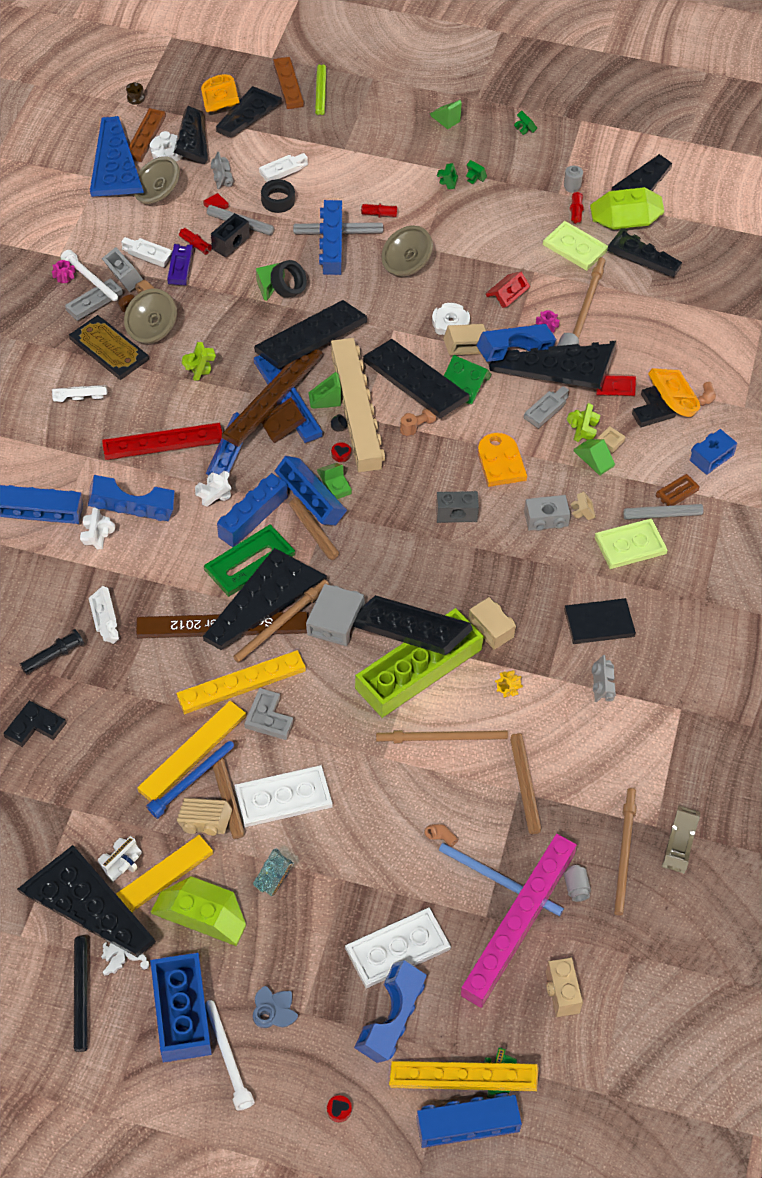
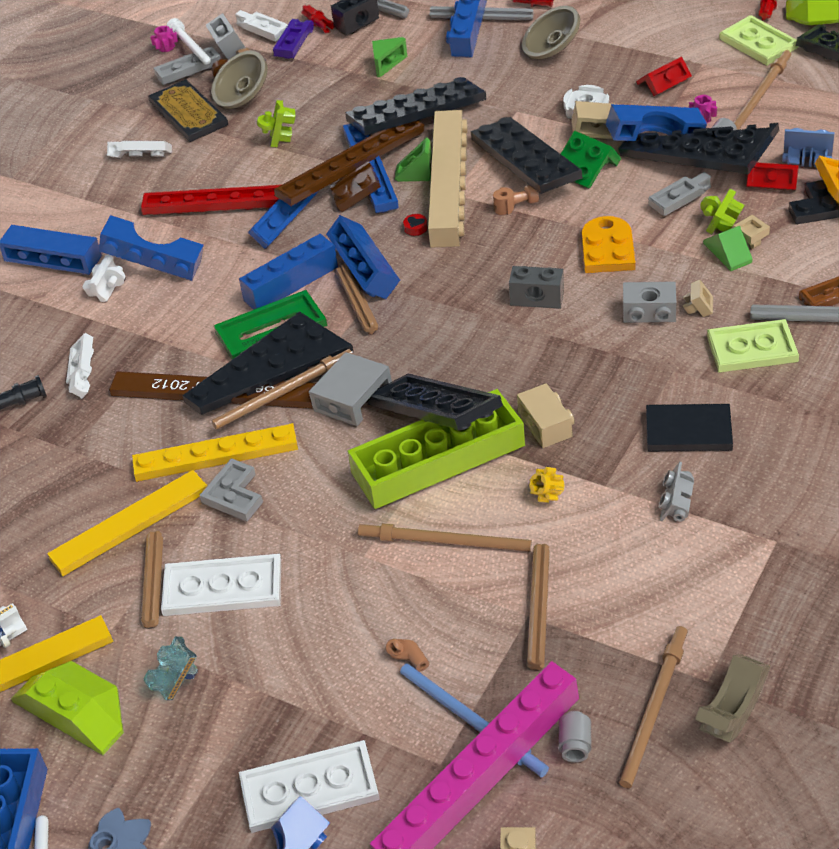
camera: 20 degrees right, 10 degrees down
(157, 806) = (64, 576): blue piece -> none
(204, 816) = (112, 592): tan brick -> none
(216, 488) = (254, 249): white hips -> none
(298, 274) = (417, 45): black tyre -> none
(334, 480) = (398, 251): bright green slope -> none
(338, 423) = (420, 194): black hinge -> none
(646, 356) = (806, 144): none -> medium blue hinge

